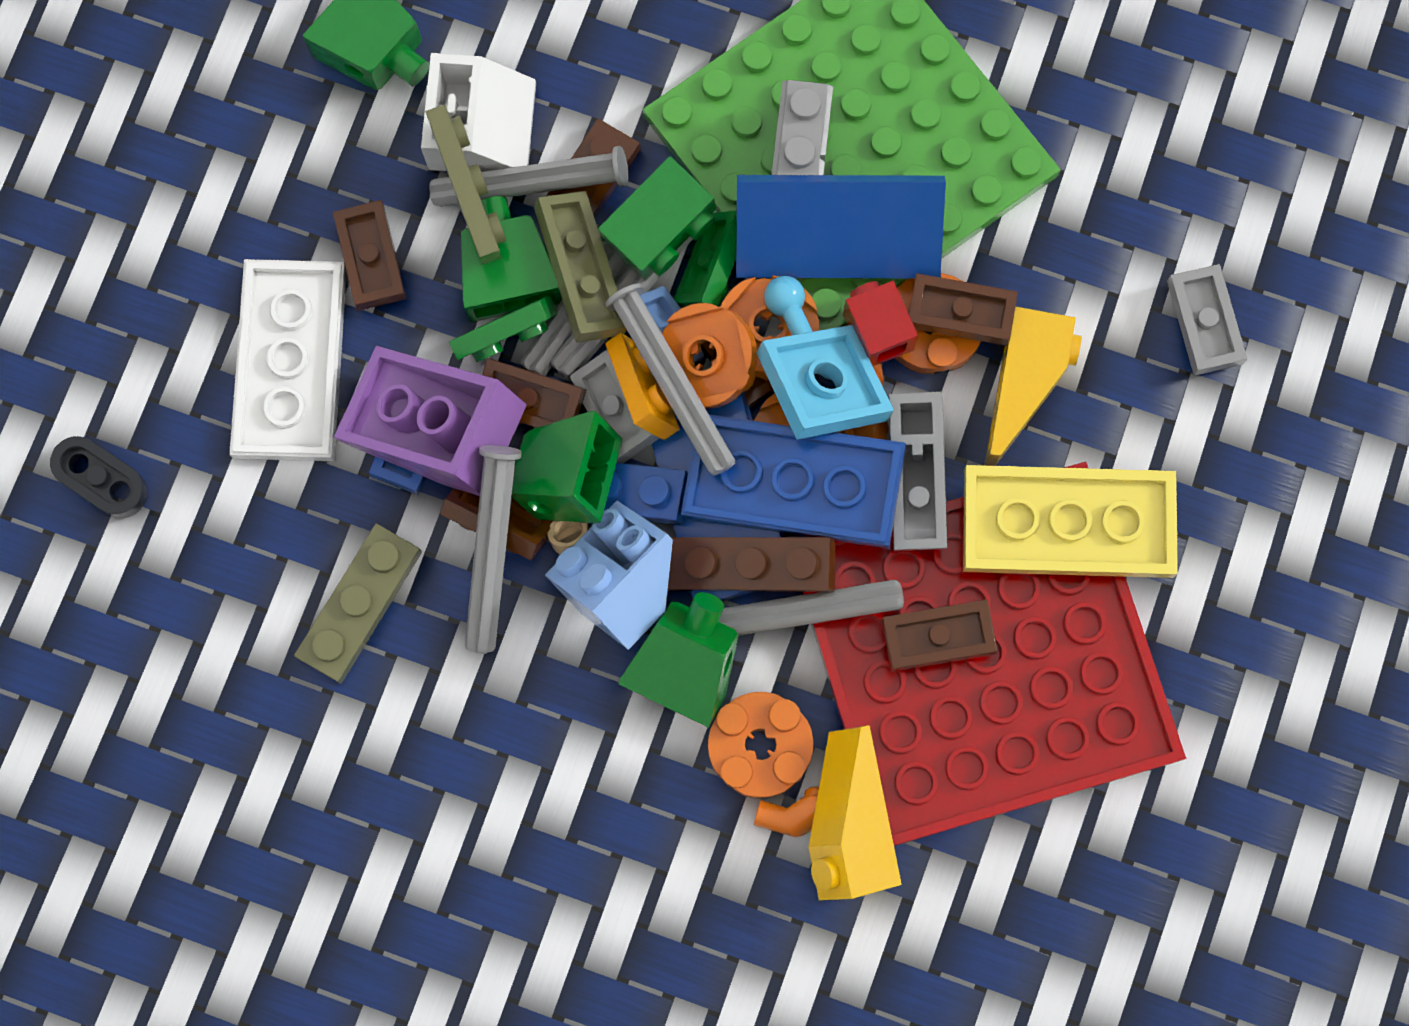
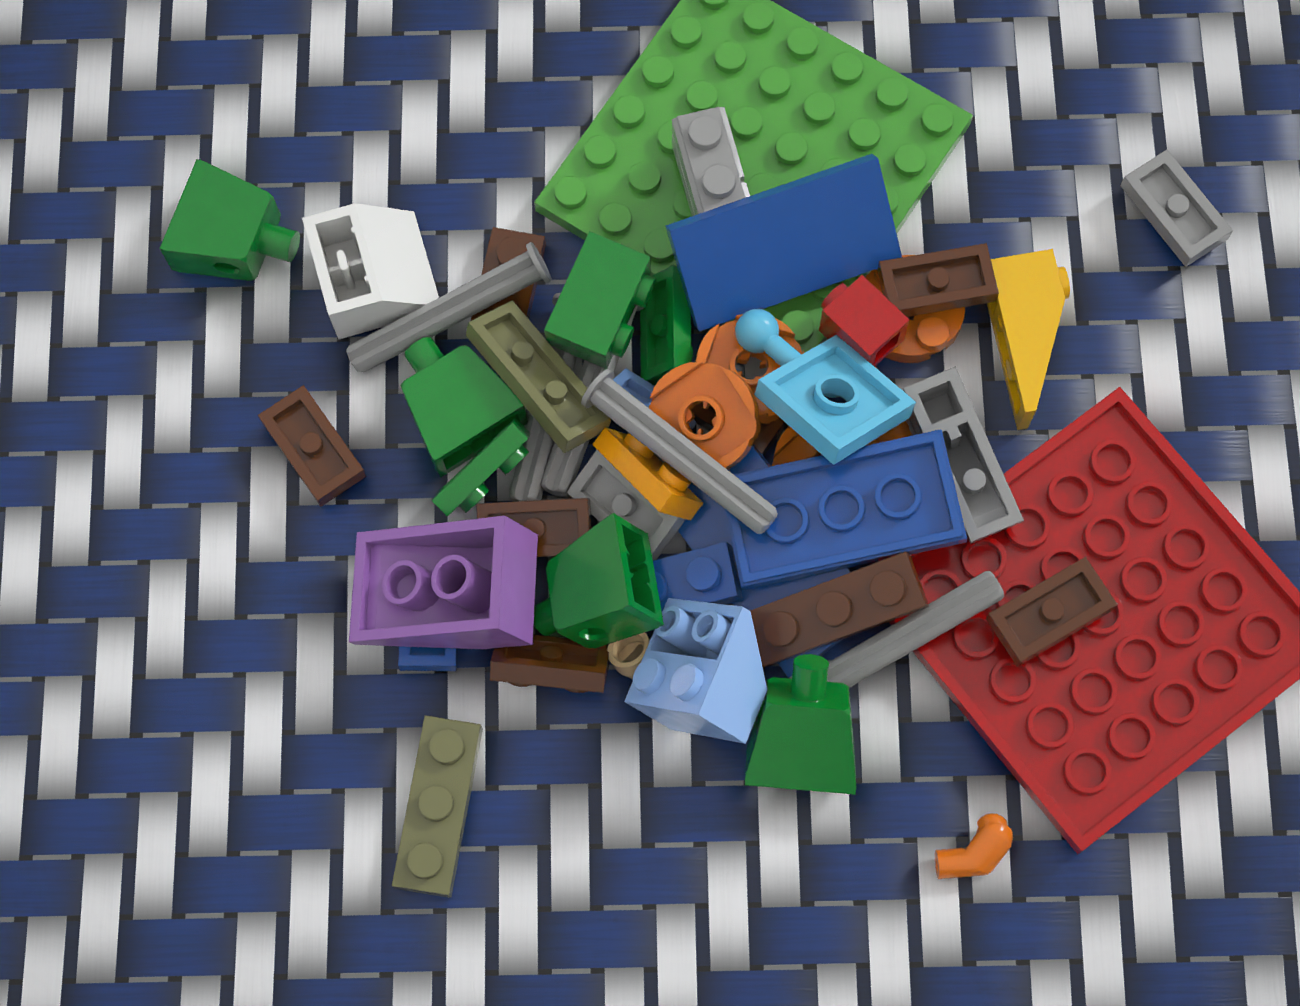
camera: 20 degrees left, 5 degrees down
(101, 477) = (114, 777): black plate -> none
(288, 360) = (267, 584): white tile -> none
(467, 183) = (391, 332): olive plate -> none
(490, 547) = (558, 694): light grey axle -> none
(741, 768) = (900, 825): orange plate -> none
(850, 826) = (1040, 835): yellow slope -> none
(1070, 521) = (1132, 450): light yellow plate -> none

